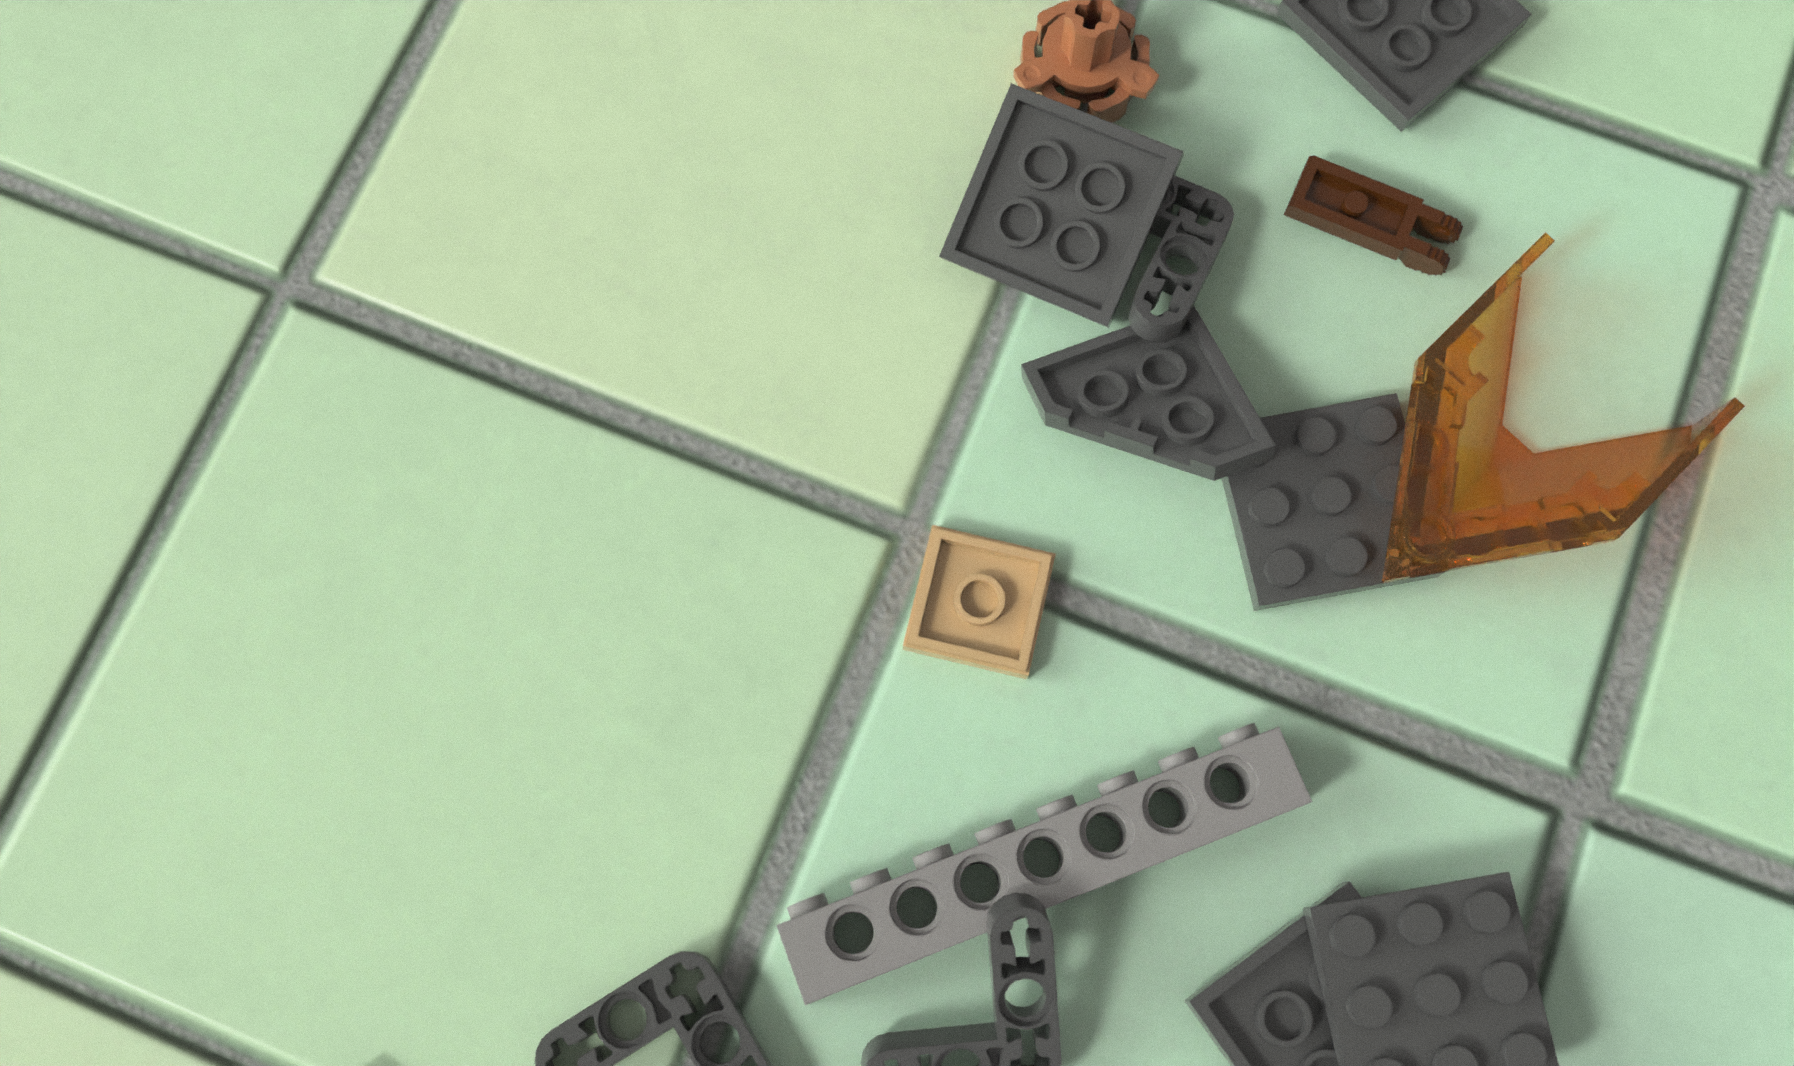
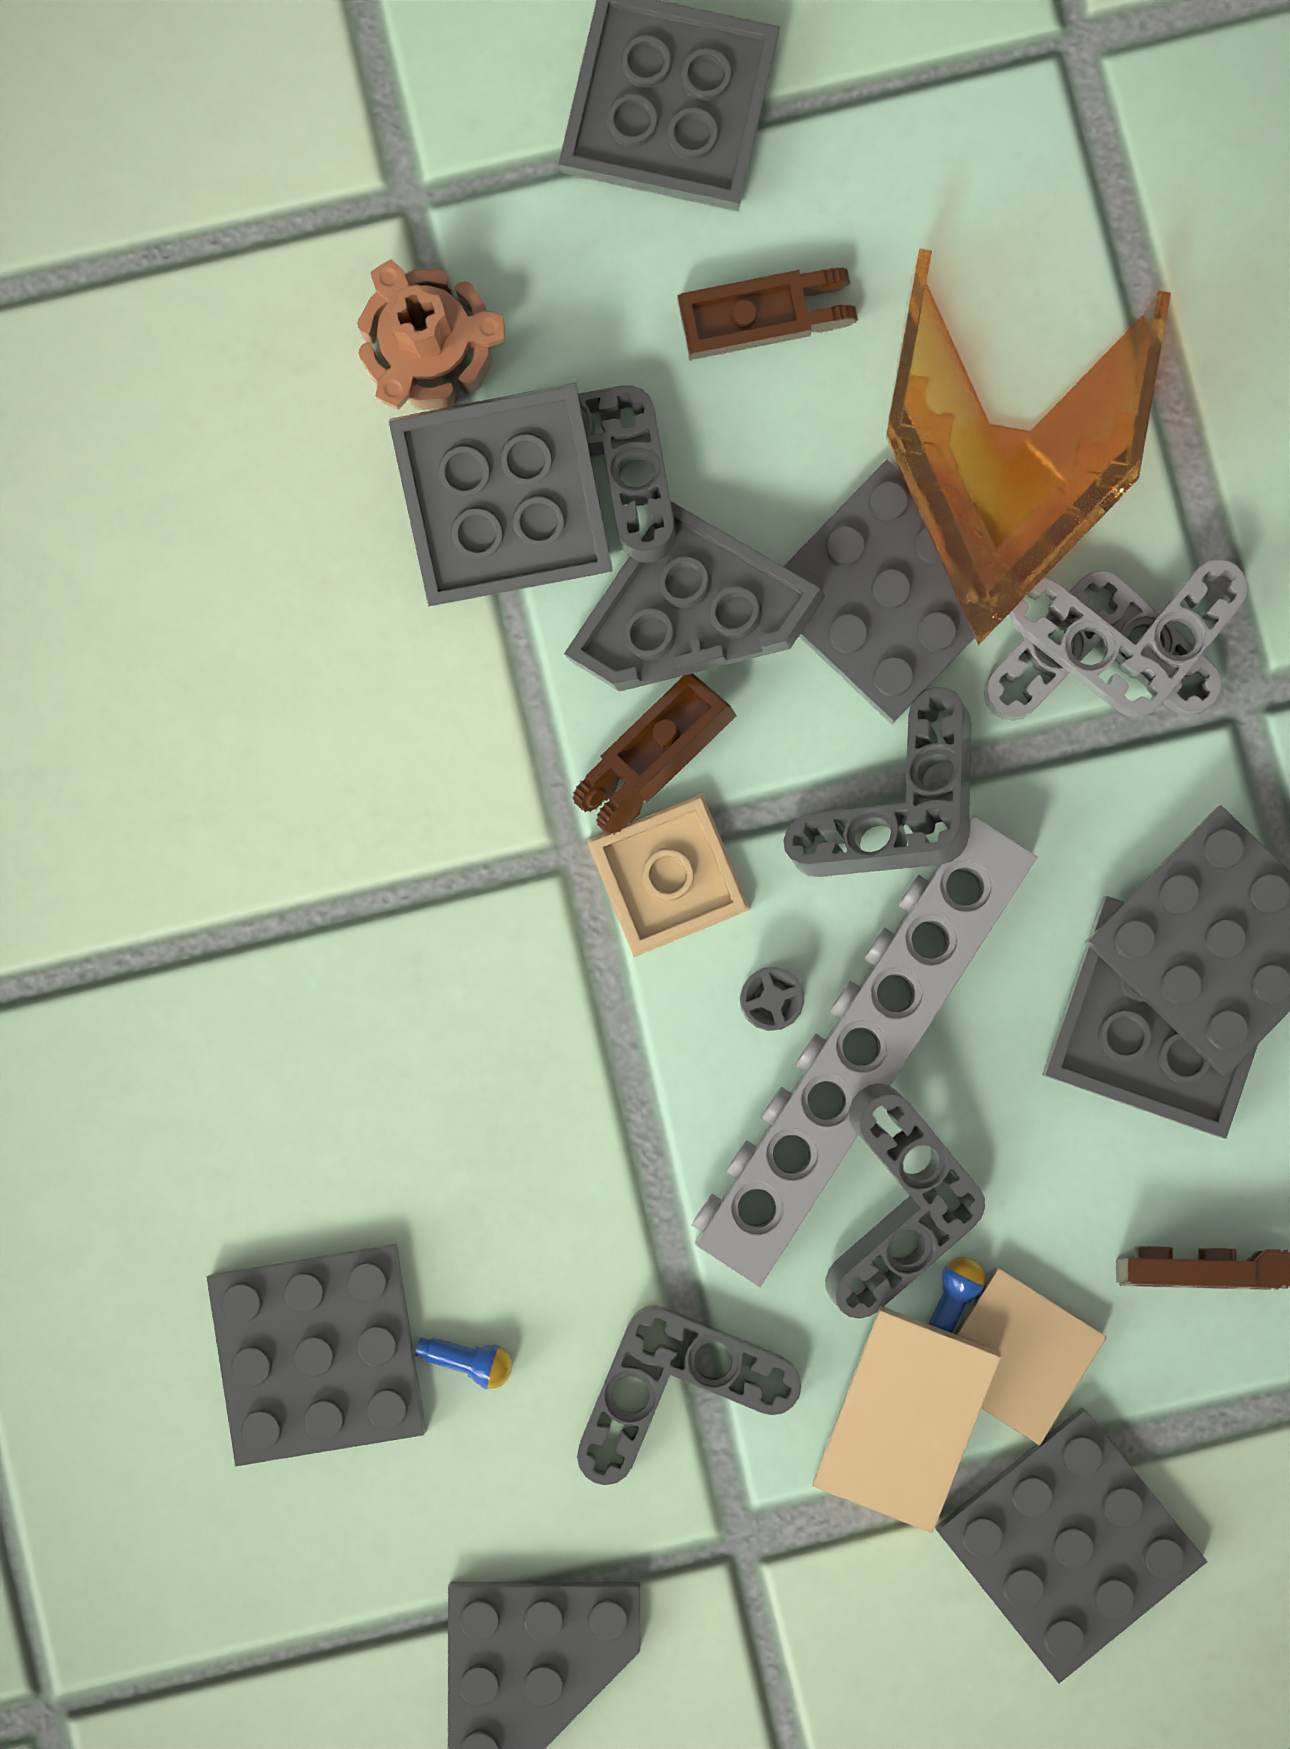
camera: 30 degrees left, 10 degrees up
(396, 790) = (316, 1355): none -> dark grey plate
(526, 901) = (486, 1365): none -> blue piece
(997, 752) = (780, 995): none -> dark grey wheel
(1037, 491) = (653, 752): none -> reddish brown hinge
(1233, 691) = (920, 811): none -> dark grey beam
(1497, 662) = (1128, 613): none -> light grey beam
(1518, 698) = (1147, 654): none -> light grey beam

